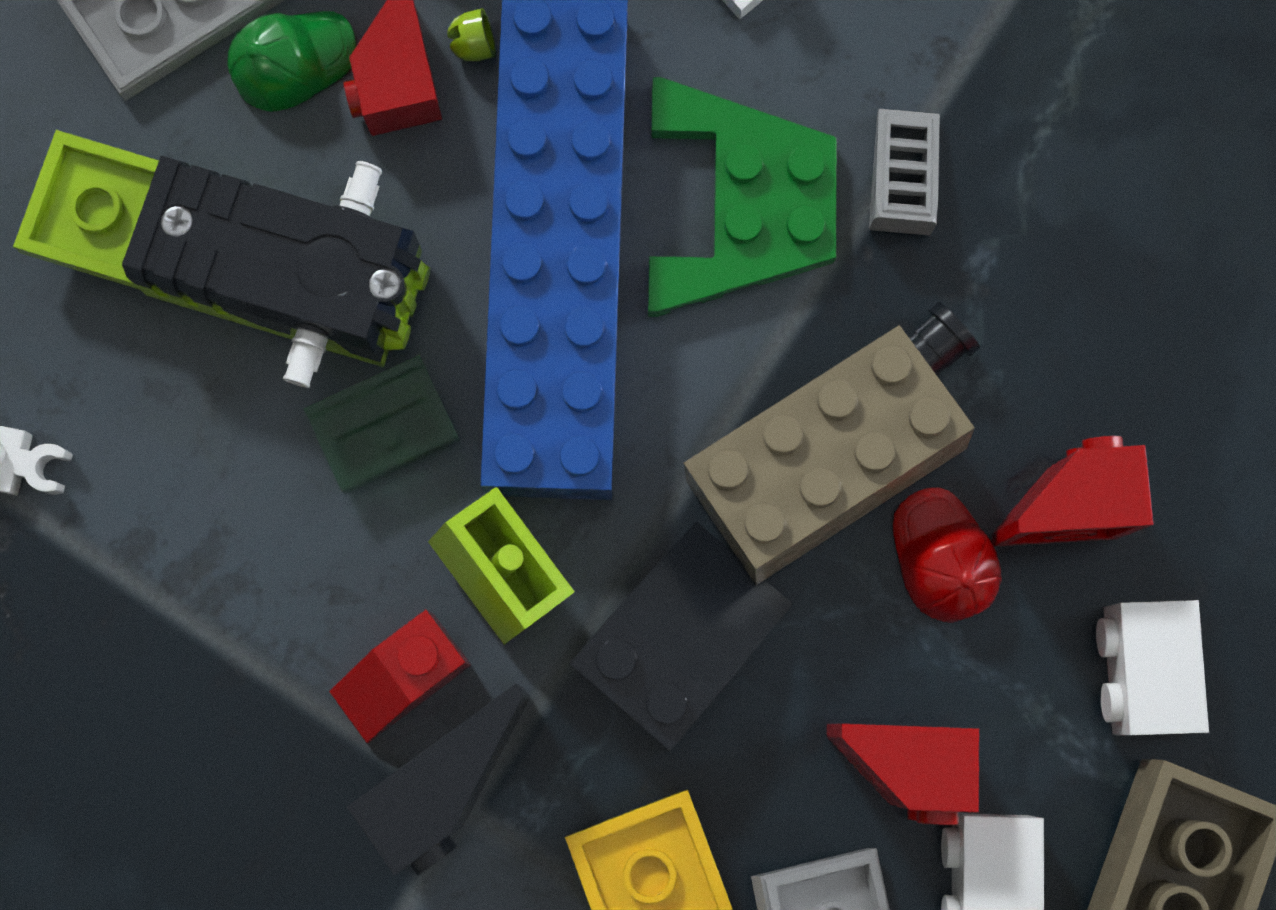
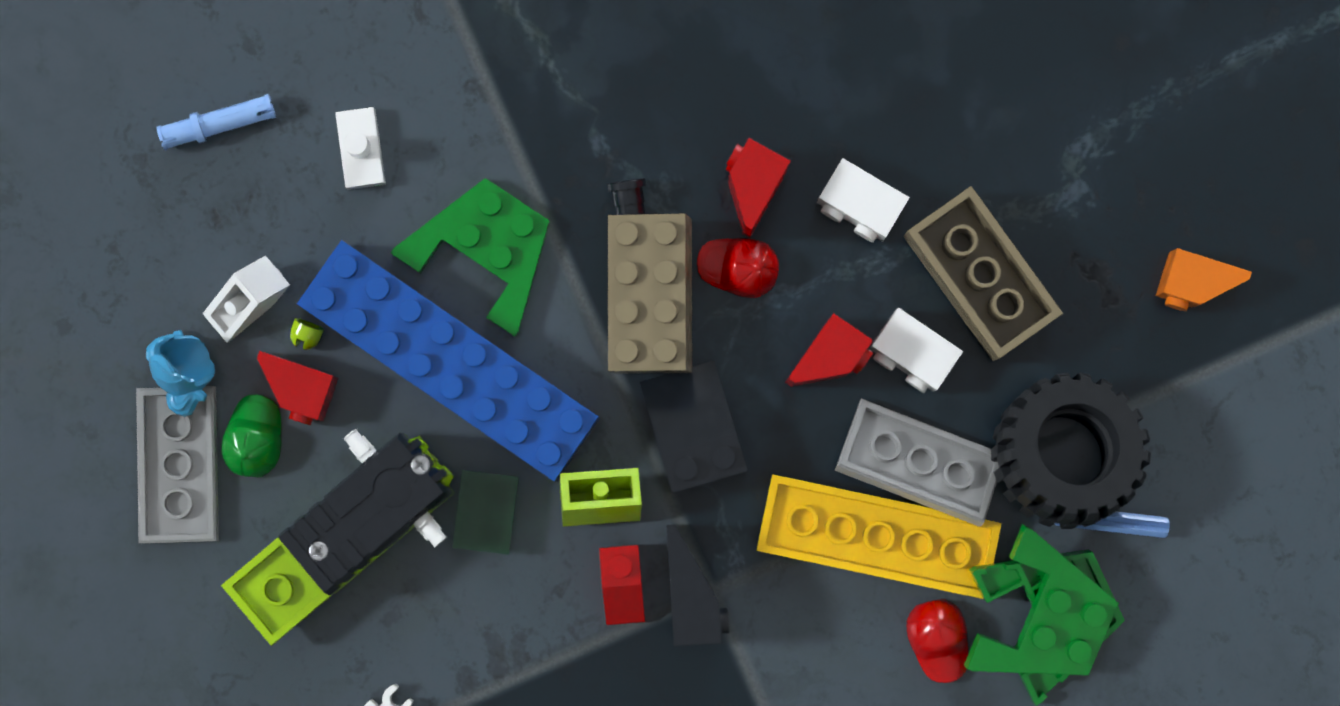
camera: 50 degrees left, 5 degrees up
(905, 217) = (551, 170): light grey slope -> none

